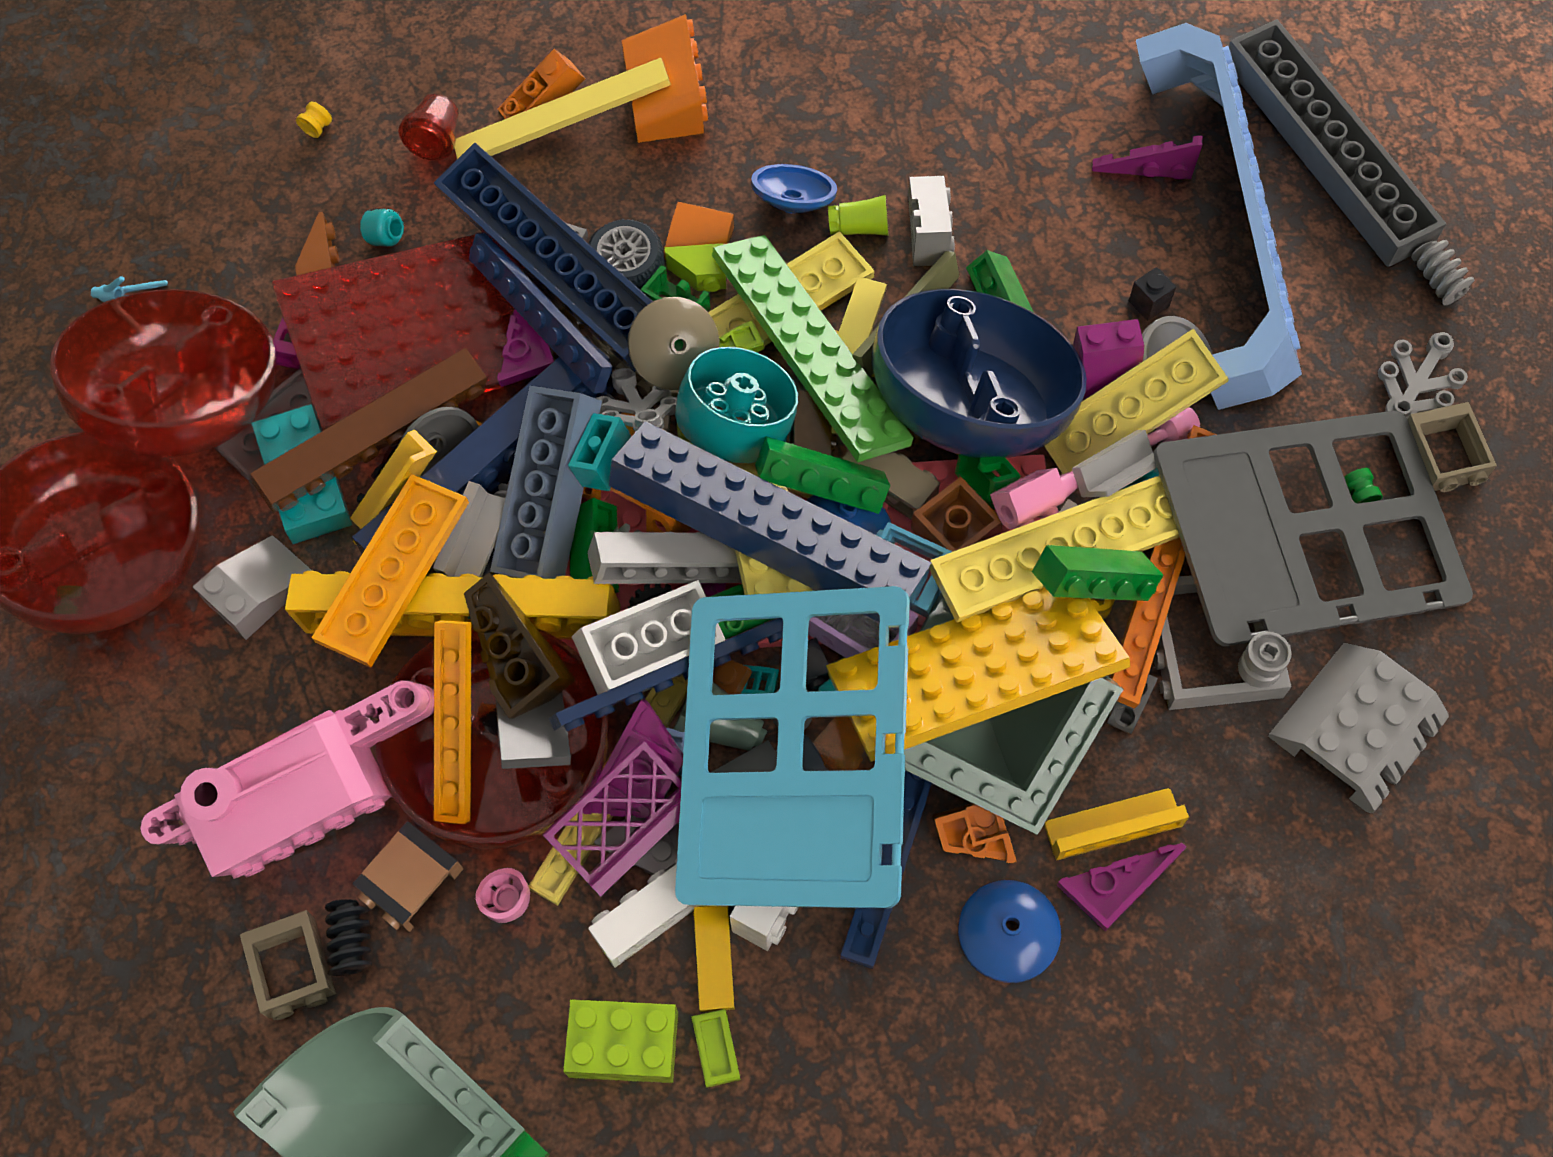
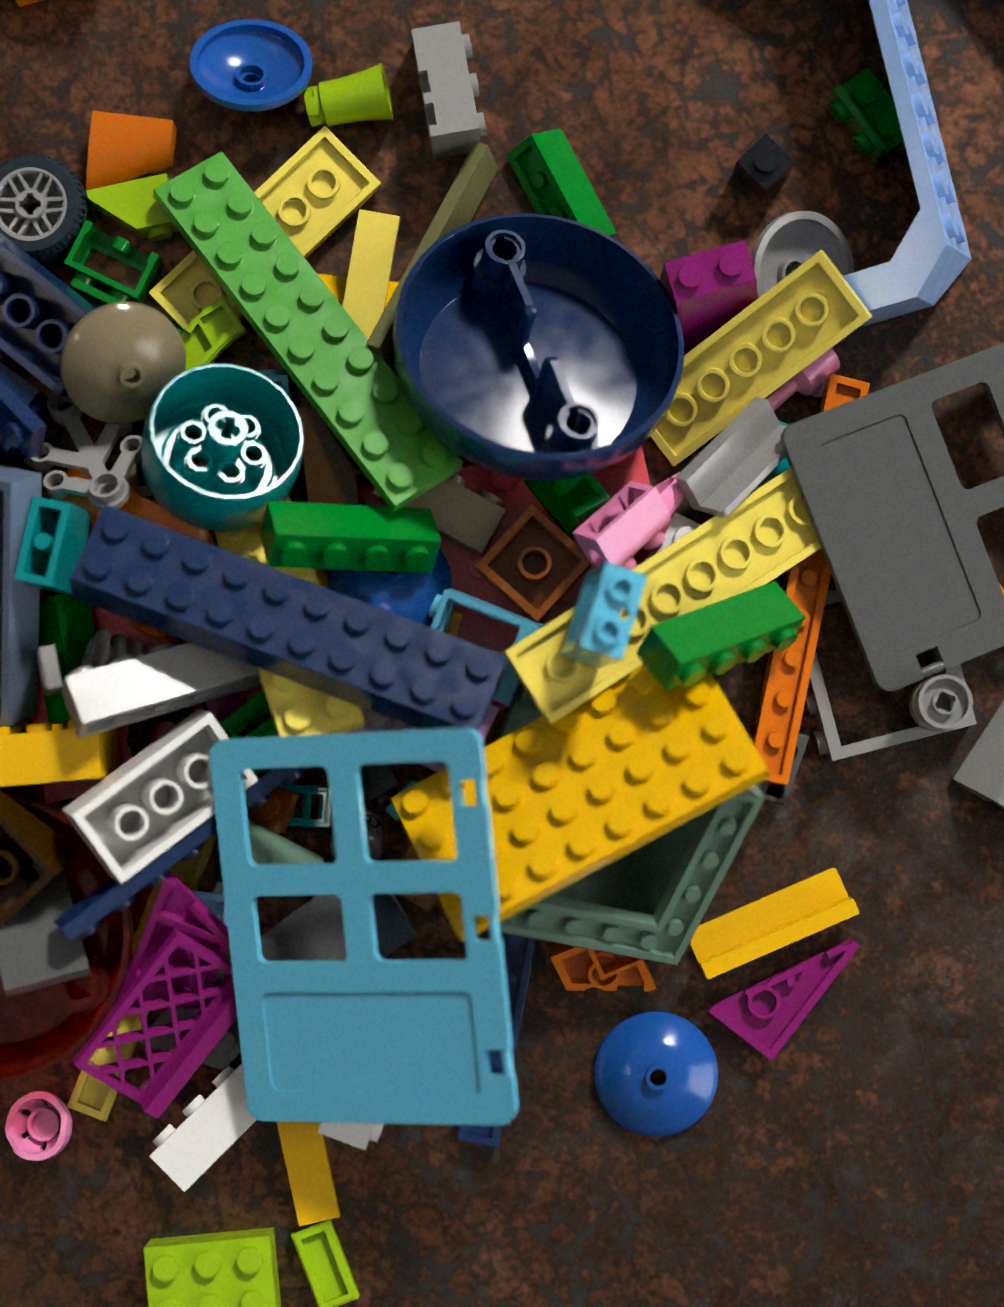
camera: 10 degrees left, 20 degrees up
(580, 541) = (49, 670): none -> light grey tile
(1010, 534) = (596, 630): none -> medium azure window
(1232, 273) = (868, 115): none -> green bracket

